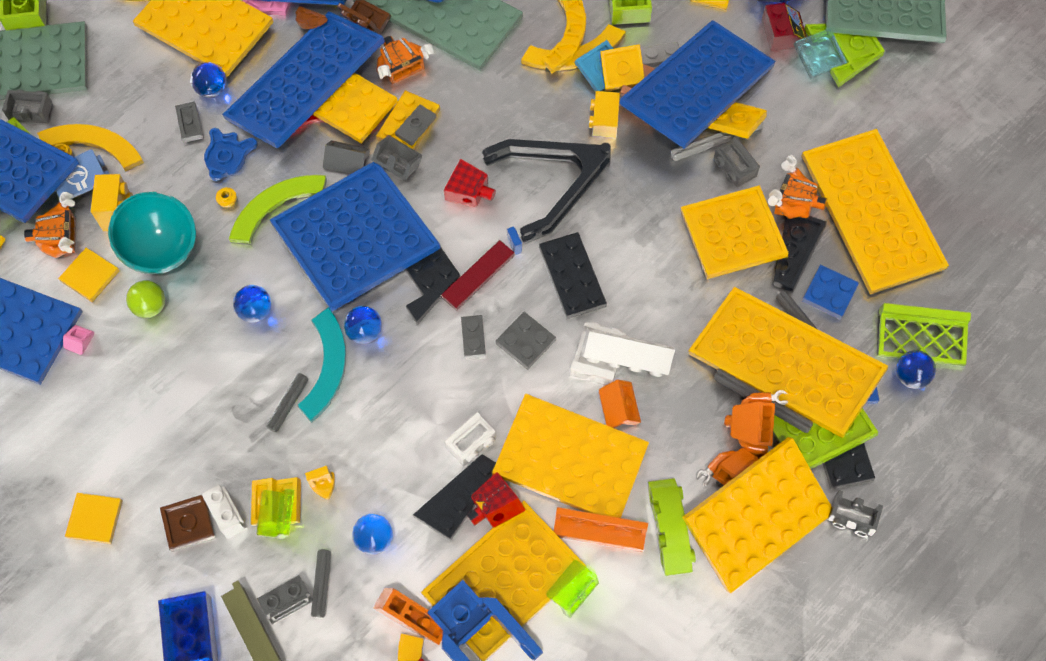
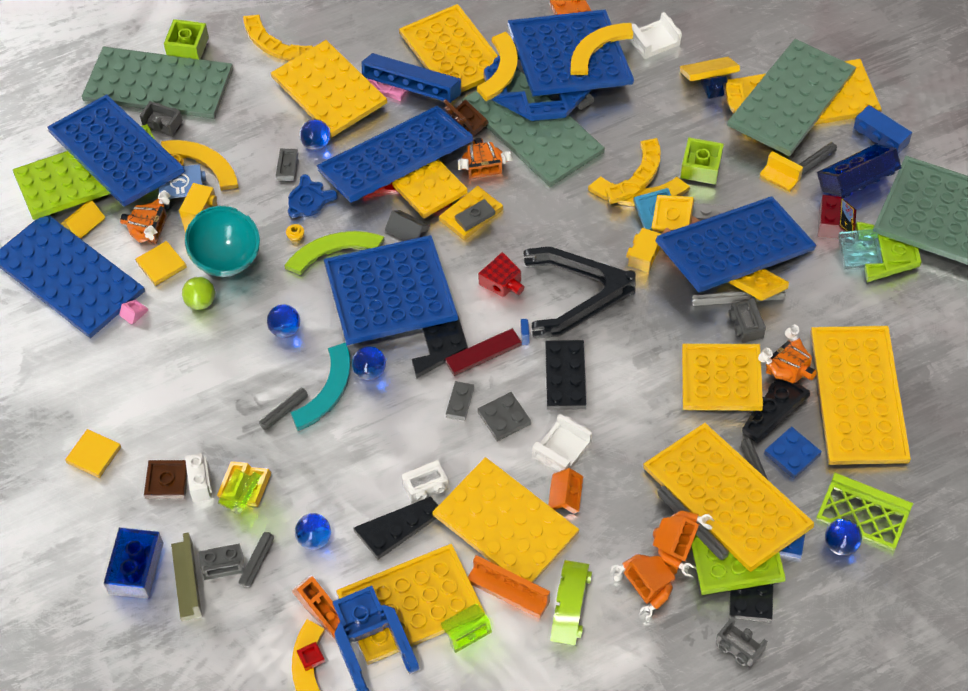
camera: 20 degrees right, 10 degrees down
(309, 19) = (417, 107): dark orange tile -> none
(321, 481) = (287, 478): yellow tile -> none
(396, 157) = (448, 237): dark grey window -> none
(495, 502) = (425, 537): red torso -> none
(627, 351) = (587, 447): white brick -> none
(758, 514) = (650, 614): yellow plate -> none

